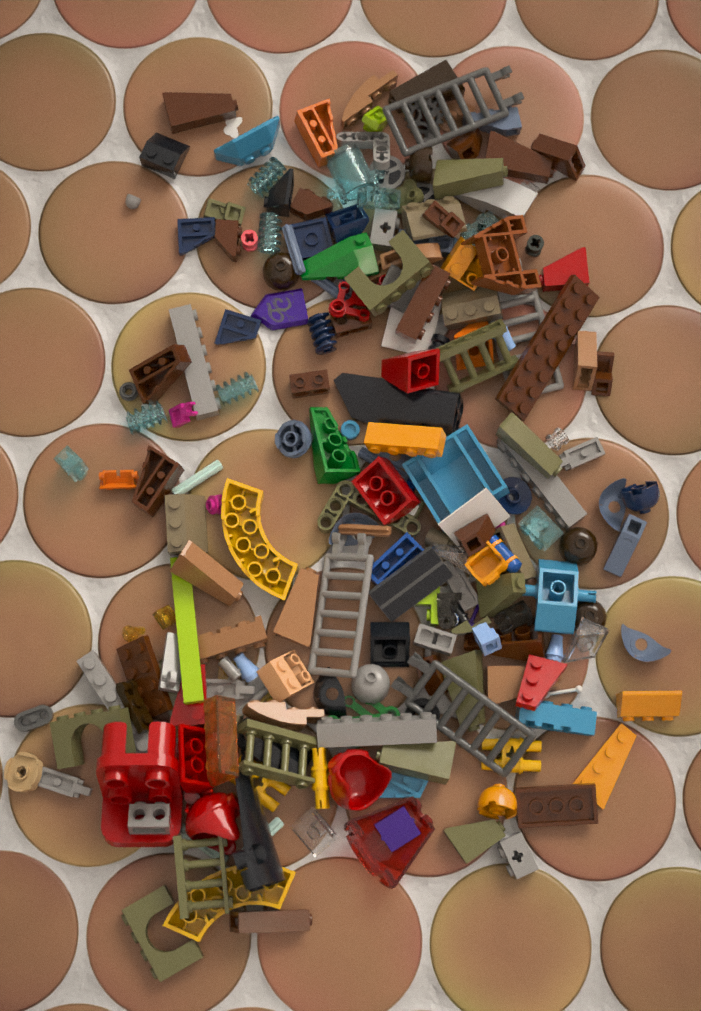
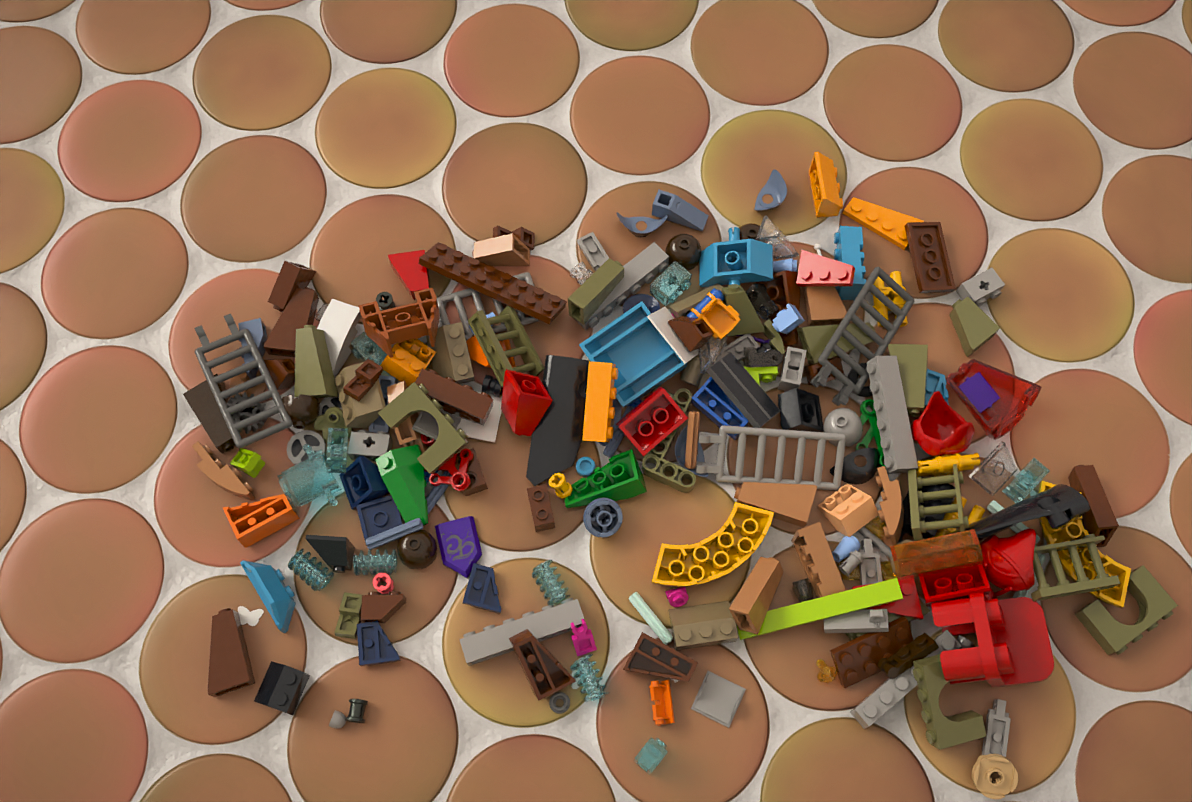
camera: 90 degrees left, 10 degrees down
(34, 718) = (933, 771): dark grey plate -> none
(119, 533) = (718, 699): none -> light grey piece
(138, 217) = (356, 710): none -> pearl dark grey bush
(149, 824) = (1028, 626): light grey brick -> none
(165, 617) = (804, 637): clear yellow plate -> none
(209, 622) = (803, 590): none -> clear smoke cone
(299, 858) = (1025, 480): none -> clear light blue brick
(310, 206) = (342, 522): reddish brown slope -> none
(321, 334) = (484, 499): dark blue piece -> none
(330, 403) = (560, 485): none -> yellow bush
(372, 140) = (271, 462): light grey beam -> none
(497, 801) = (935, 306): light orange cylinder -> none
(641, 497) = (631, 199): dark blue cylinder -> none

